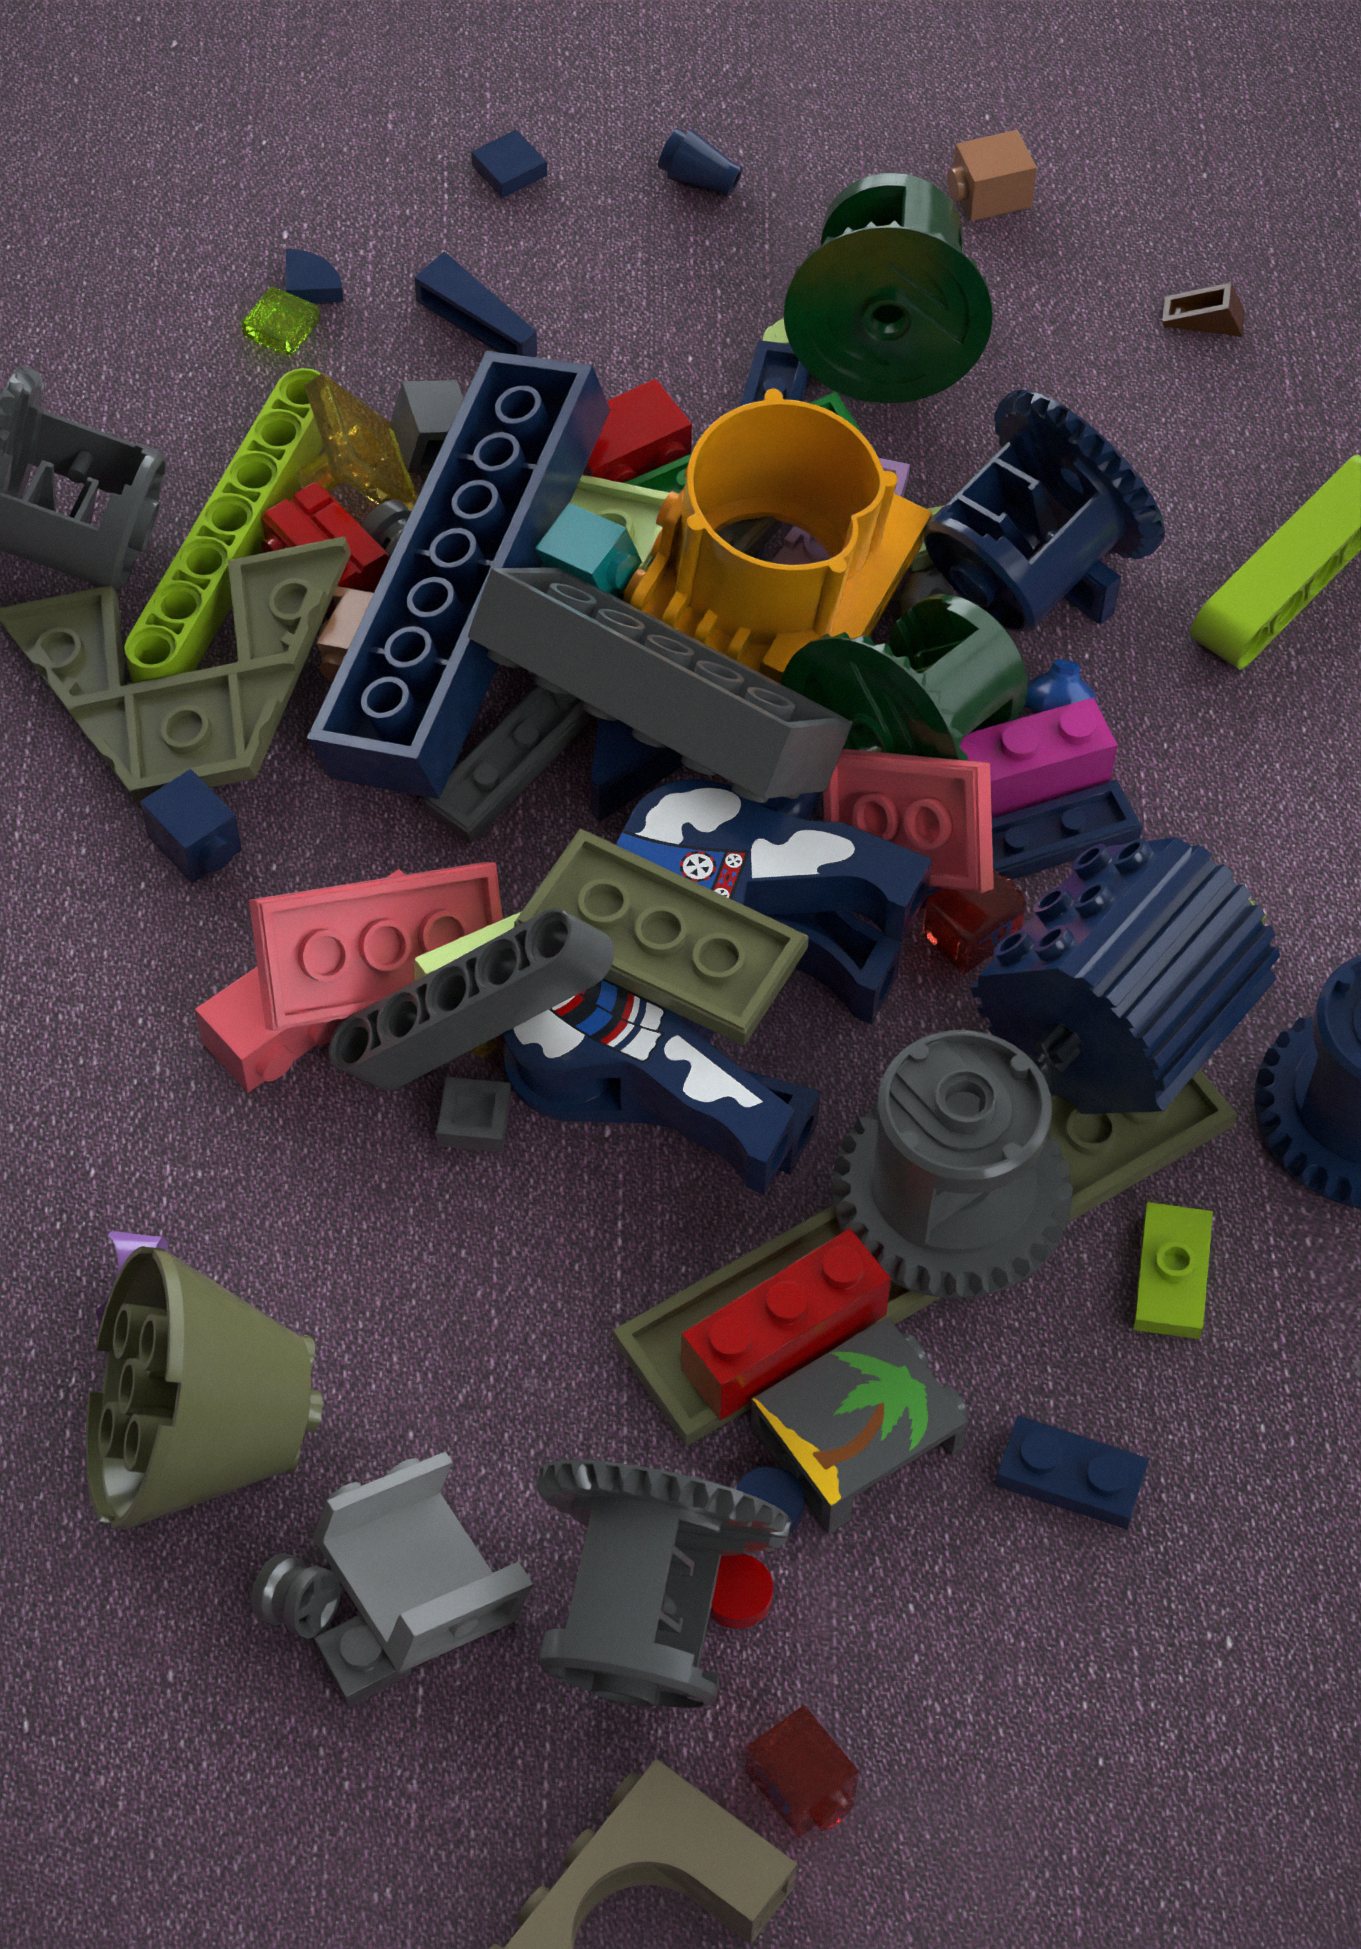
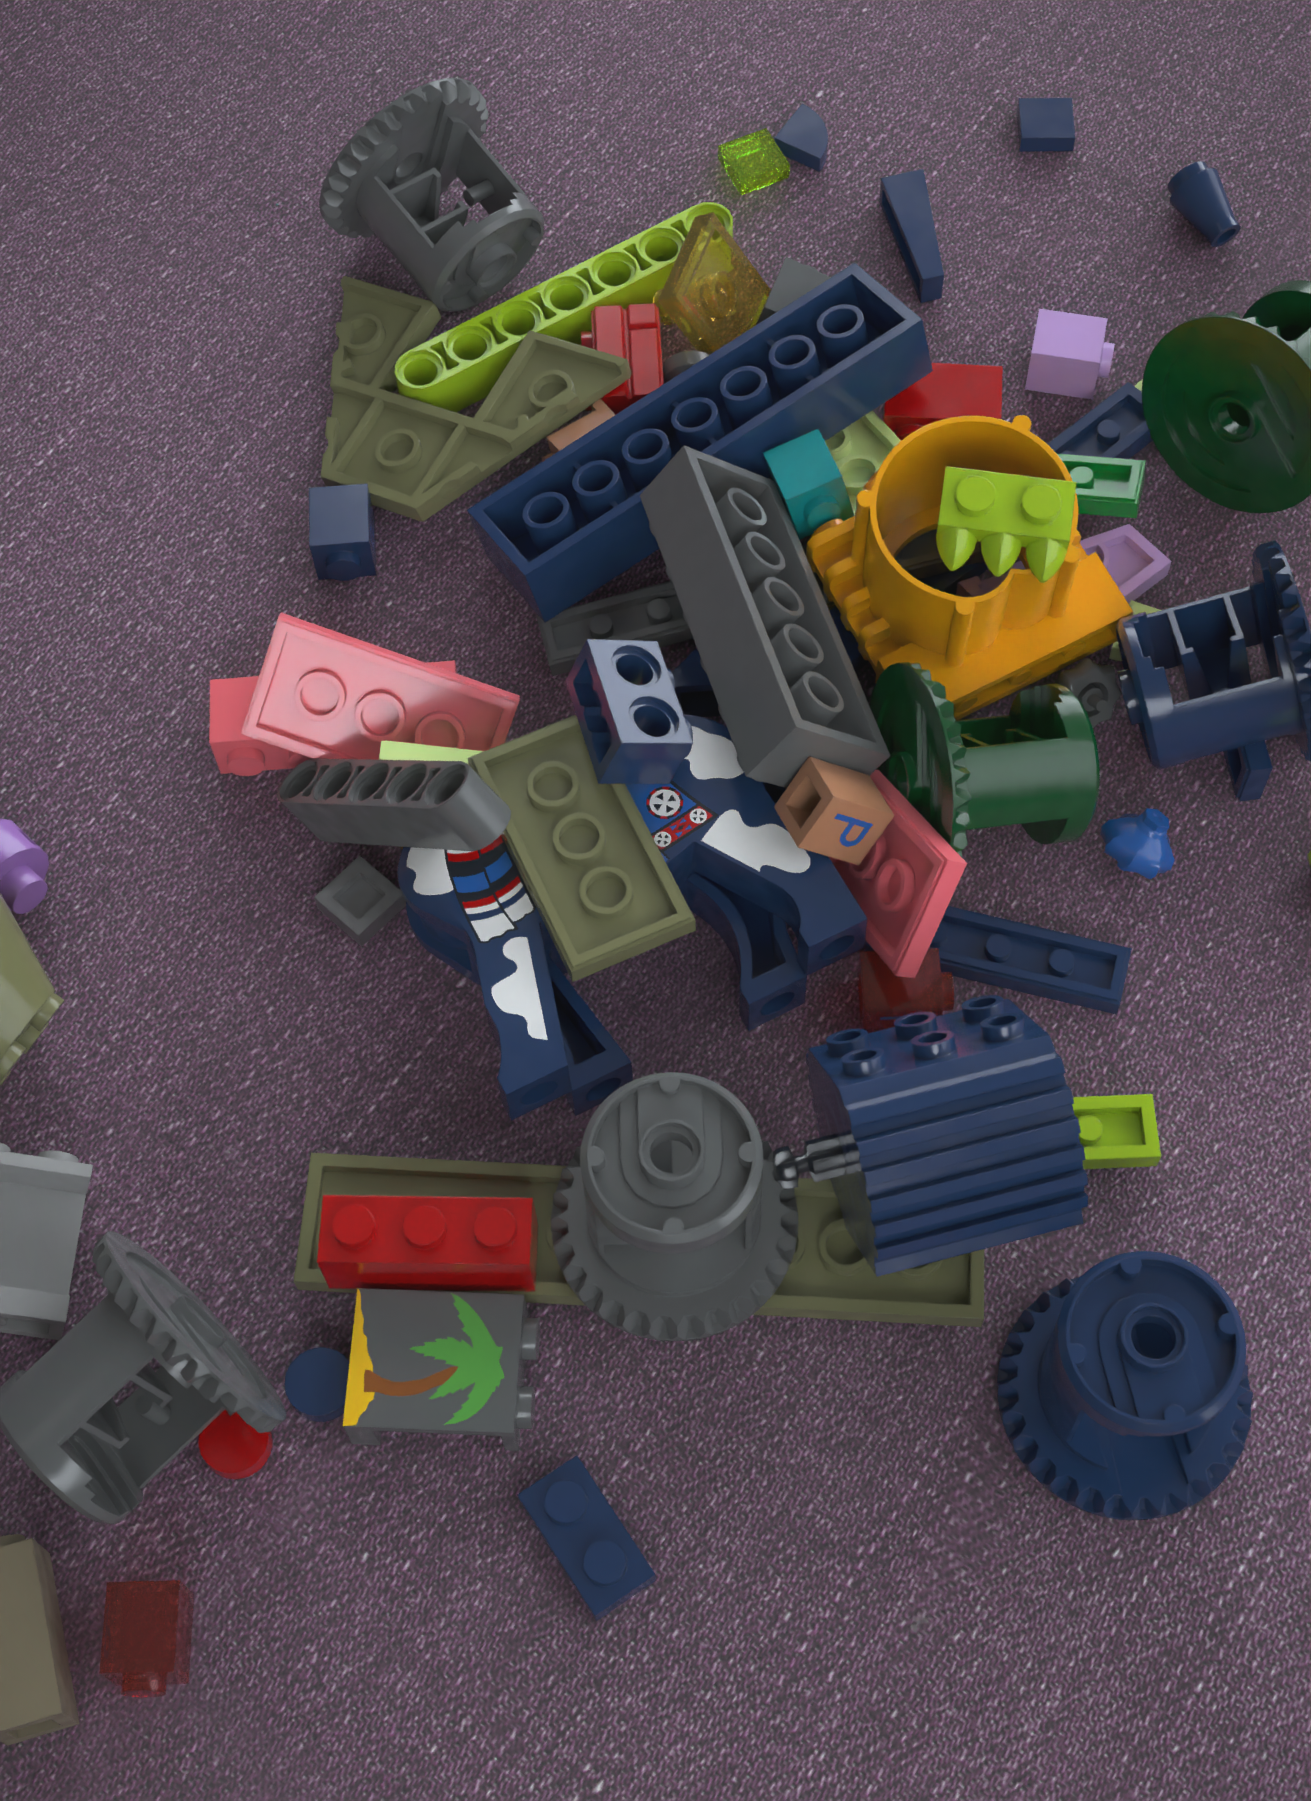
camera: 40 degrees right, 5 degrees up
(624, 805) = (629, 712): none -> dark blue brick
(690, 343) = (1068, 354): none -> lavender brick
(820, 475) = (1005, 516): none -> lime plate
(844, 789) = (833, 811): none -> nougat brick
(1044, 755) = (1052, 883): dark pink brick -> none
(1173, 1270) = (820, 1420): lime plate -> none

